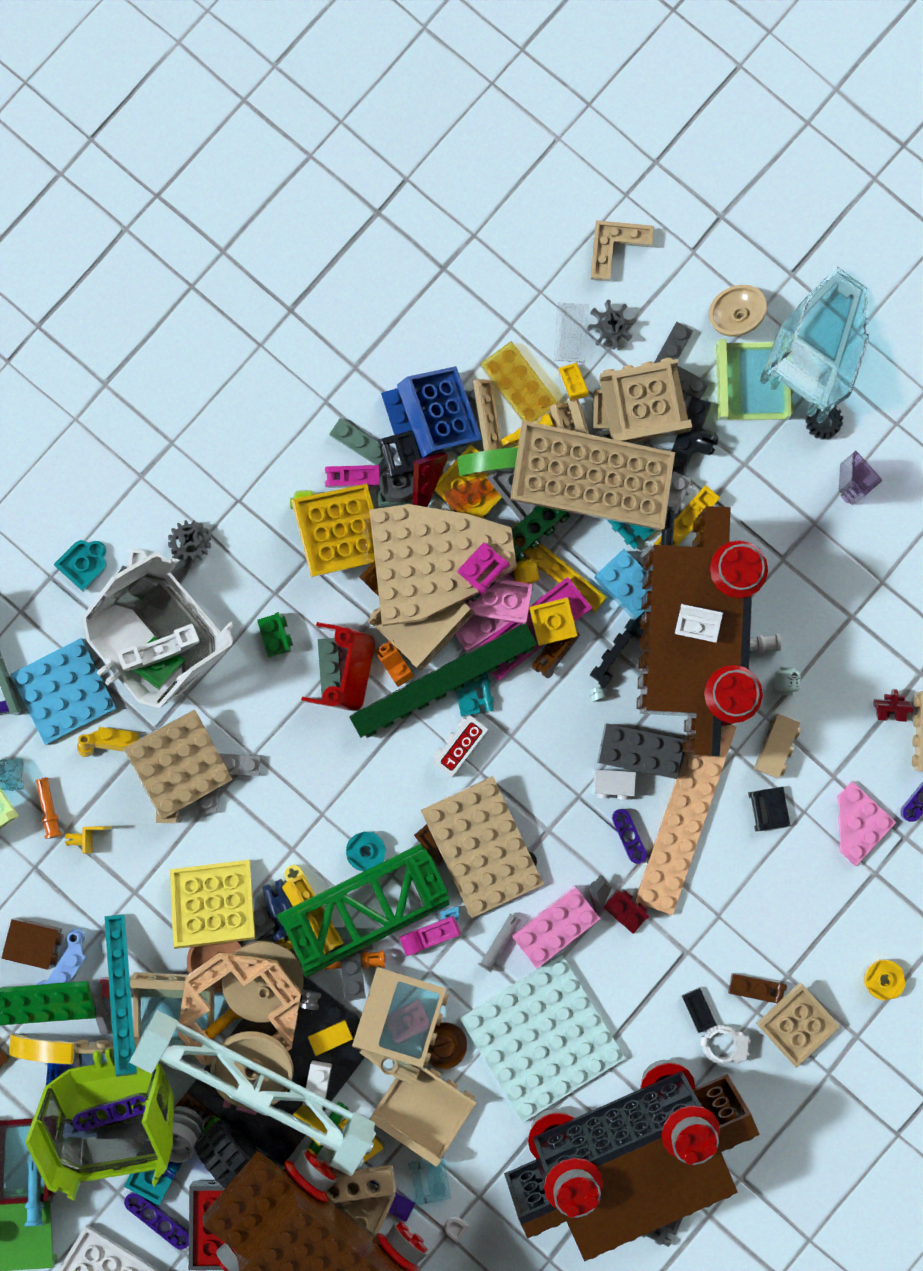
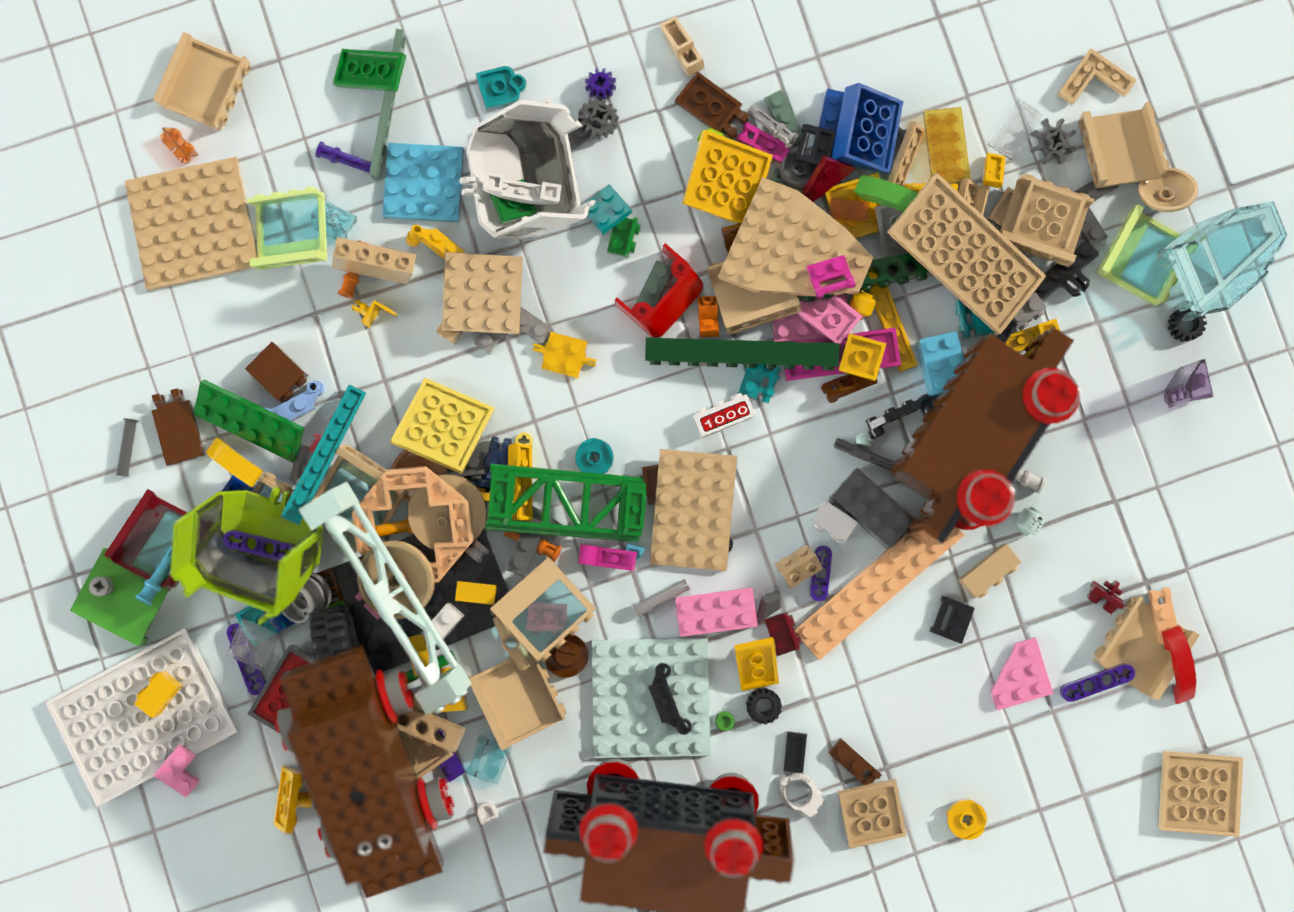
camera: 30 degrees right, 0 degrees up
(62, 794) = (373, 261): none -> tan panel
(155, 1204) = (252, 644): none -> clear plate
(166, 510) = (607, 81): none -> dark purple gear
(227, 430) = (682, 46): none -> tan slope
(246, 618) = (608, 209): none -> teal plate
(284, 774) = (564, 355): none -> yellow plate
(285, 468) = (711, 105): none -> reddish brown tile
(358, 457) = (778, 130): none -> light grey pin
(557, 1035) = (665, 702): none -> black plate
(604, 706) = (863, 454): none -> dark grey axle
(605, 842) = (799, 566): none -> tan bracket
(619, 953) = (756, 664): none -> yellow plate
(620, 1019) = (724, 721): none -> bright green tile
(656, 994) = (775, 706): none -> black tyre
(676, 294) = (1123, 147): none -> tan panel
(699, 623) = (991, 420): white plate -> none

